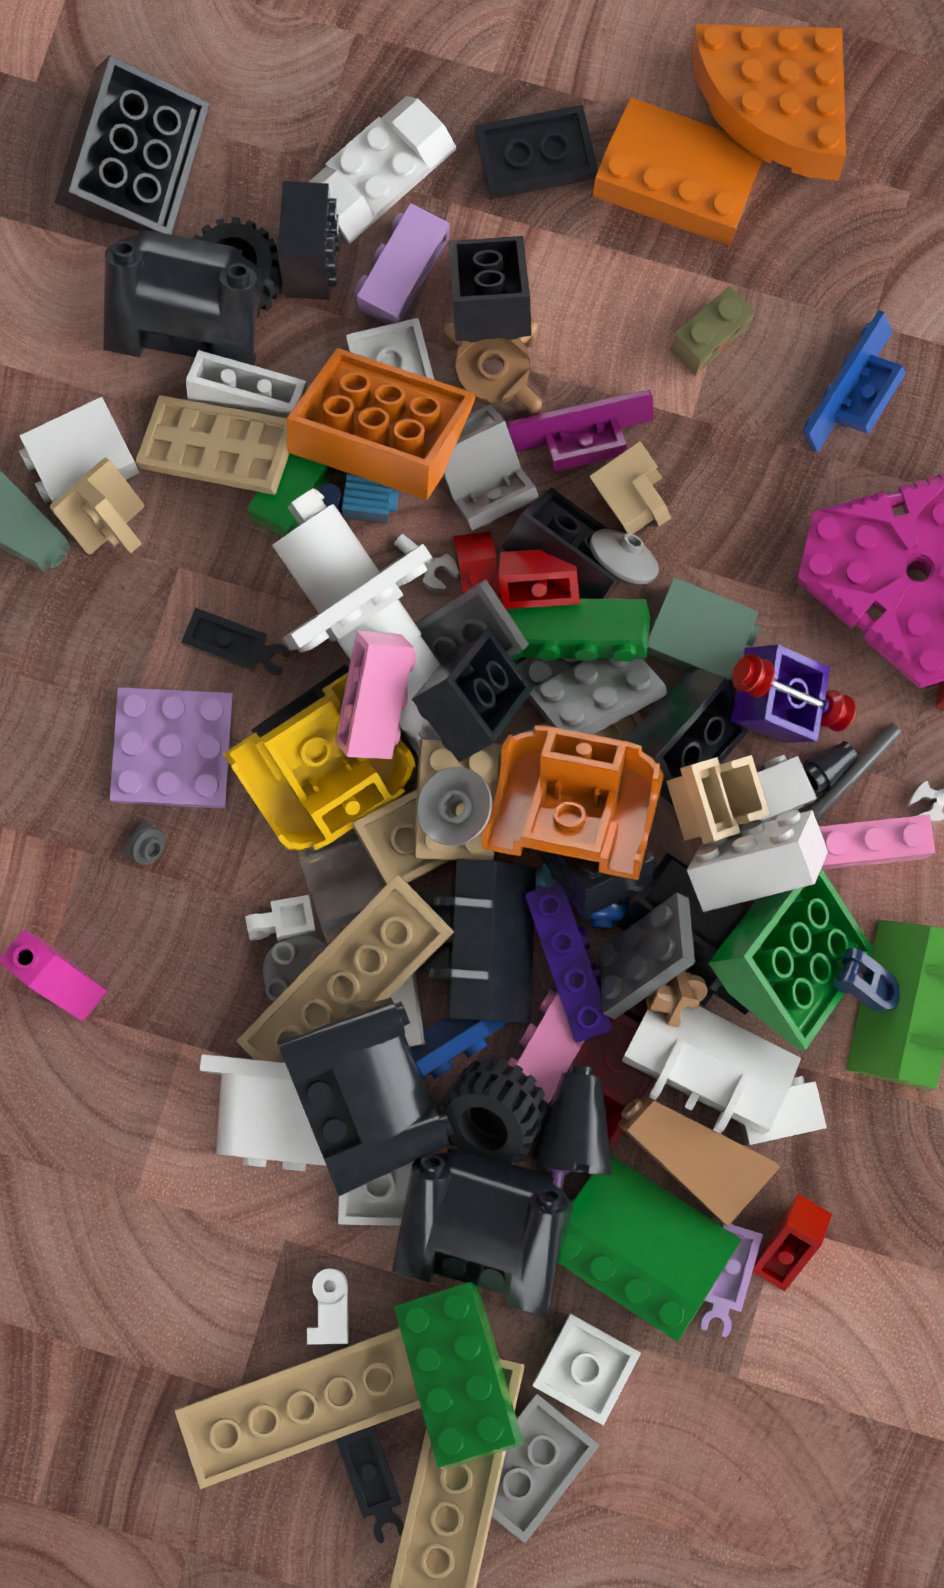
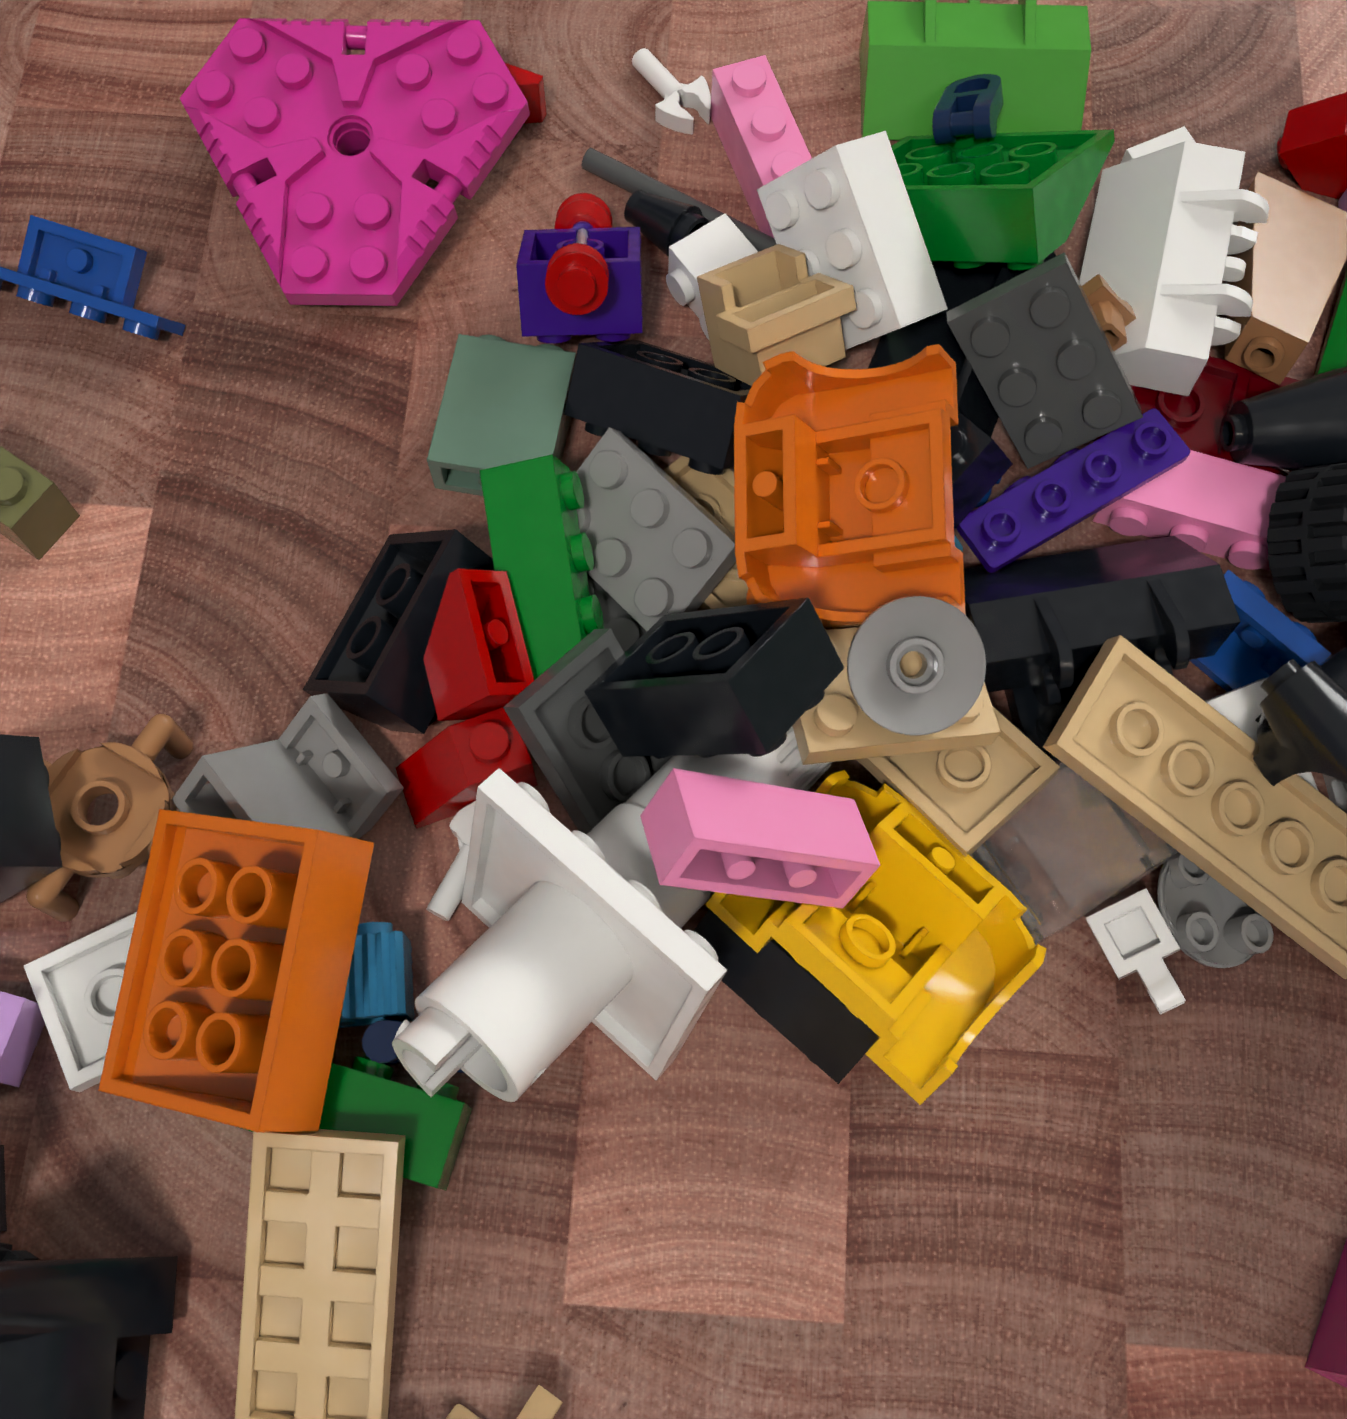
camera: 100 degrees left, 10 degrees down
(145, 844) = (1085, 1231): dark grey plate -> none
(171, 748) = (900, 1229): lavender plate -> none
(231, 642) = (685, 1165): black plate -> none
(242, 386) = (198, 1257): white brick -> none
(583, 431) = (200, 646): magenta bracket -> none
(624, 556) = (403, 543): light grey dish -> none
(629, 489) = (294, 546): tan plate -> none

